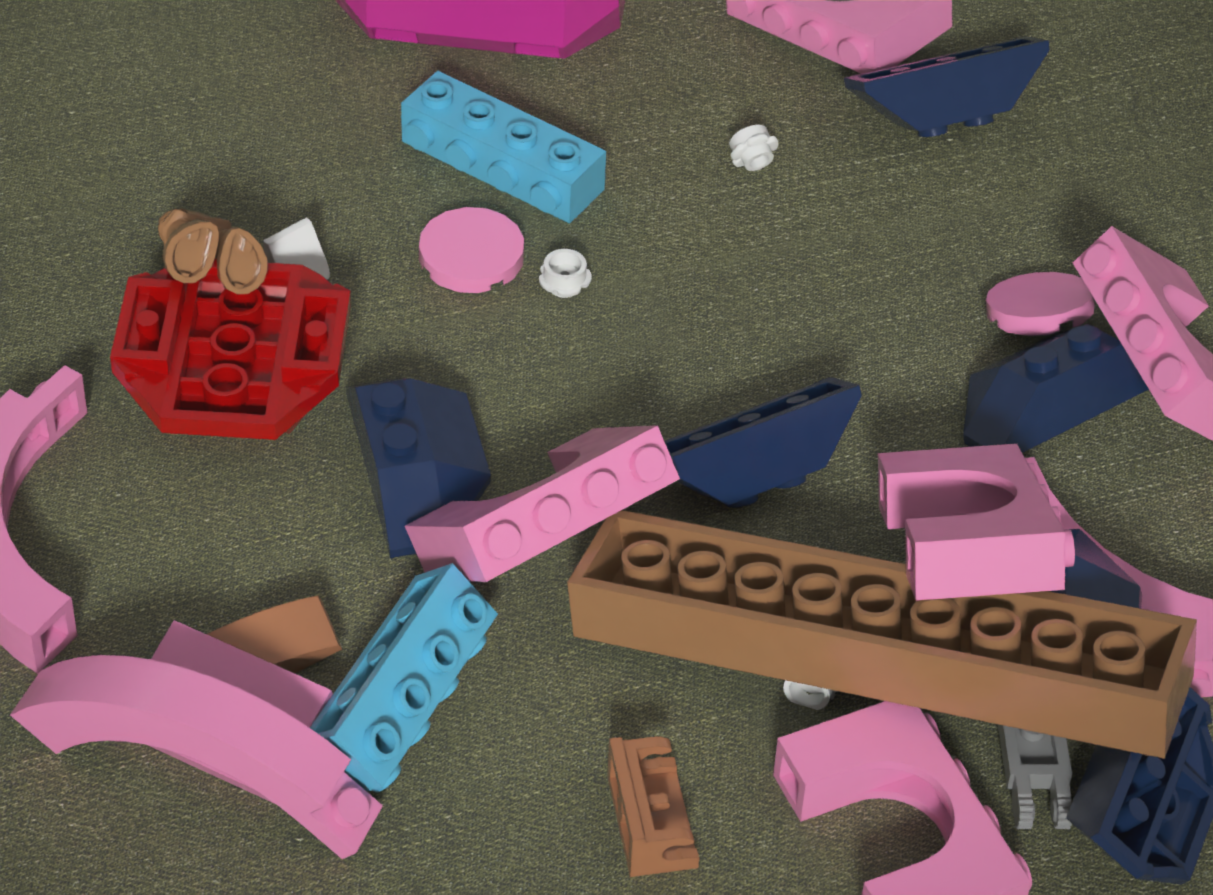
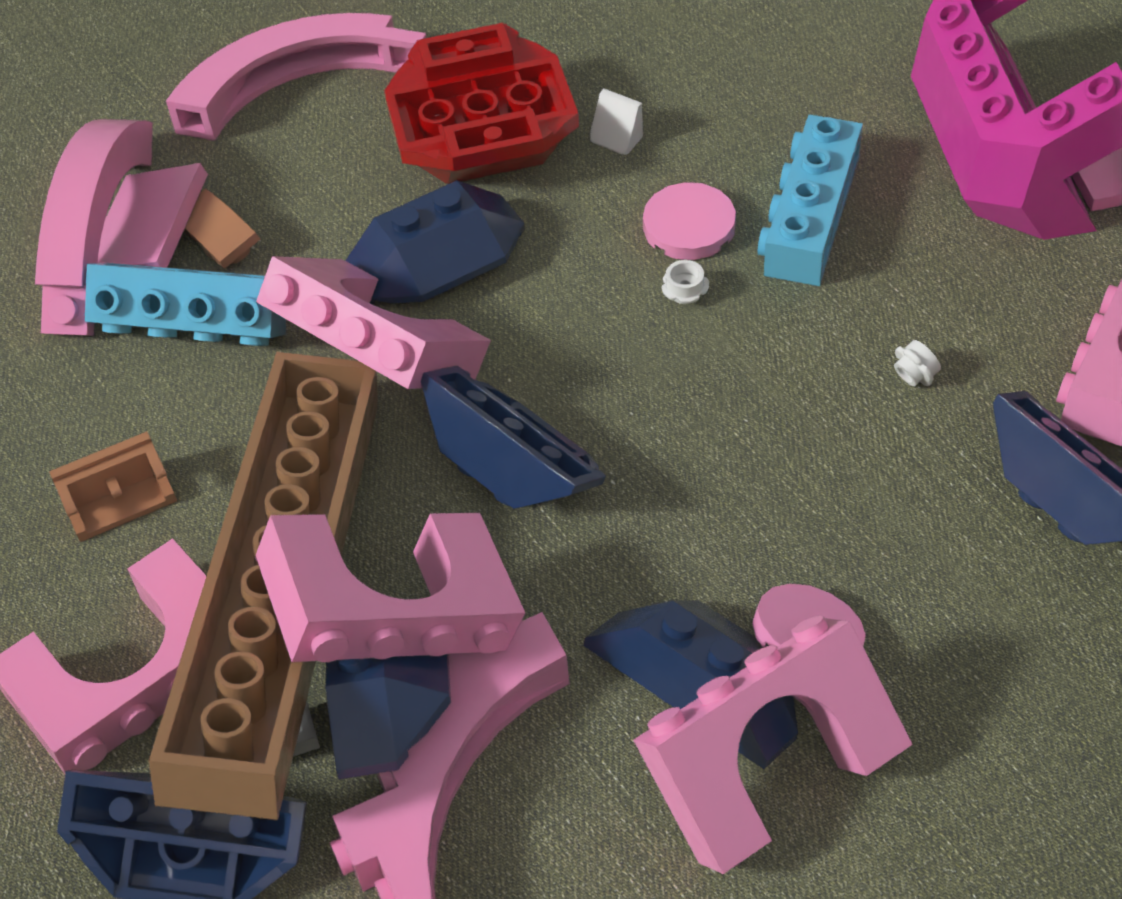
camera: 80 degrees right, 5 degrees up
(197, 239) = (585, 51): medium nougat piece -> none

